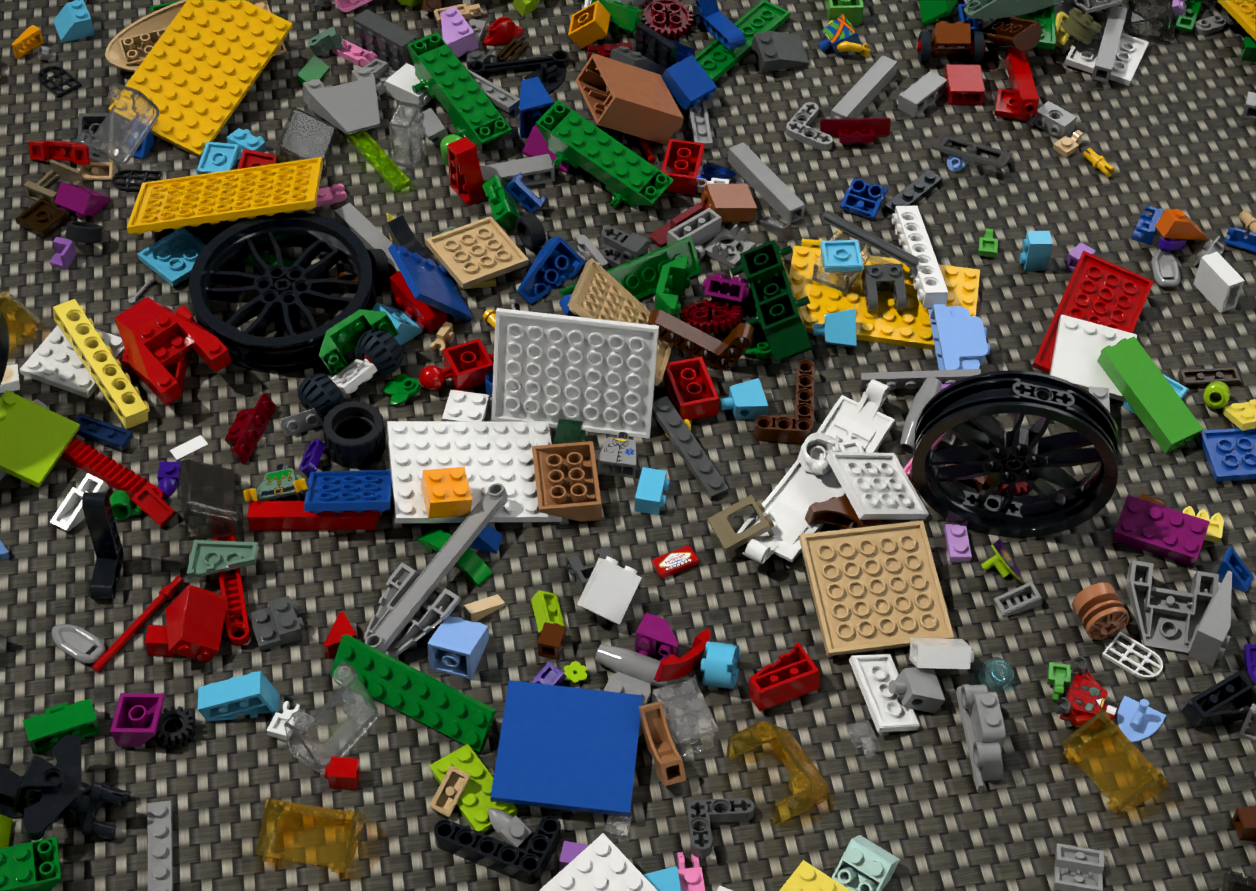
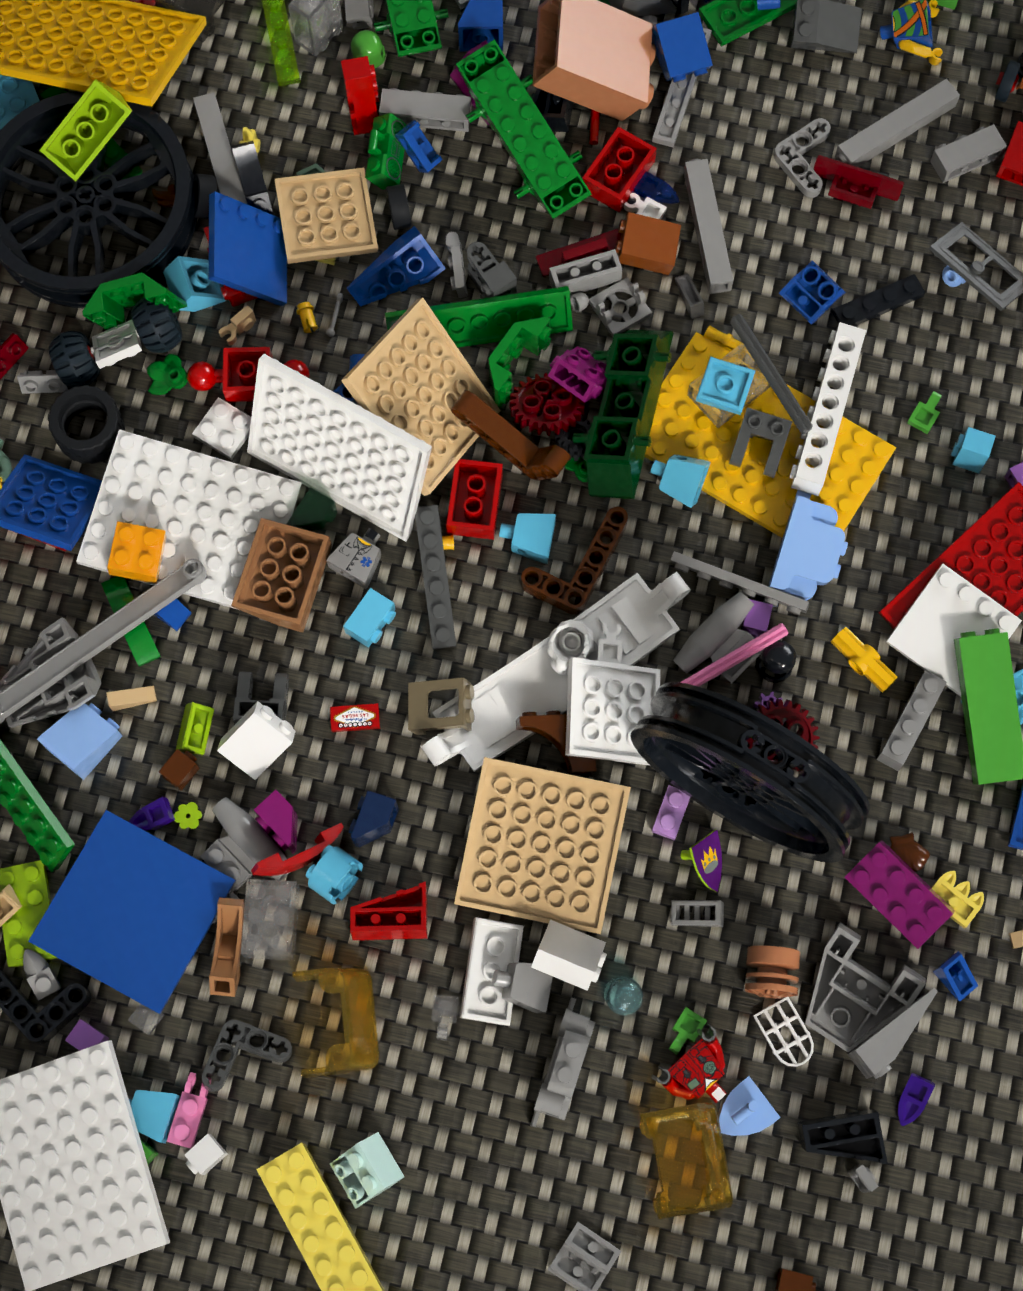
camera: 25 degrees right, 25 degrees up
(270, 234) = (86, 129): none -> lime slope
(312, 456) = (32, 437): dark purple plate -> none
(331, 195) = (196, 66): bright pink hinge -> none
(731, 614) = (374, 819): none -> dark blue slope

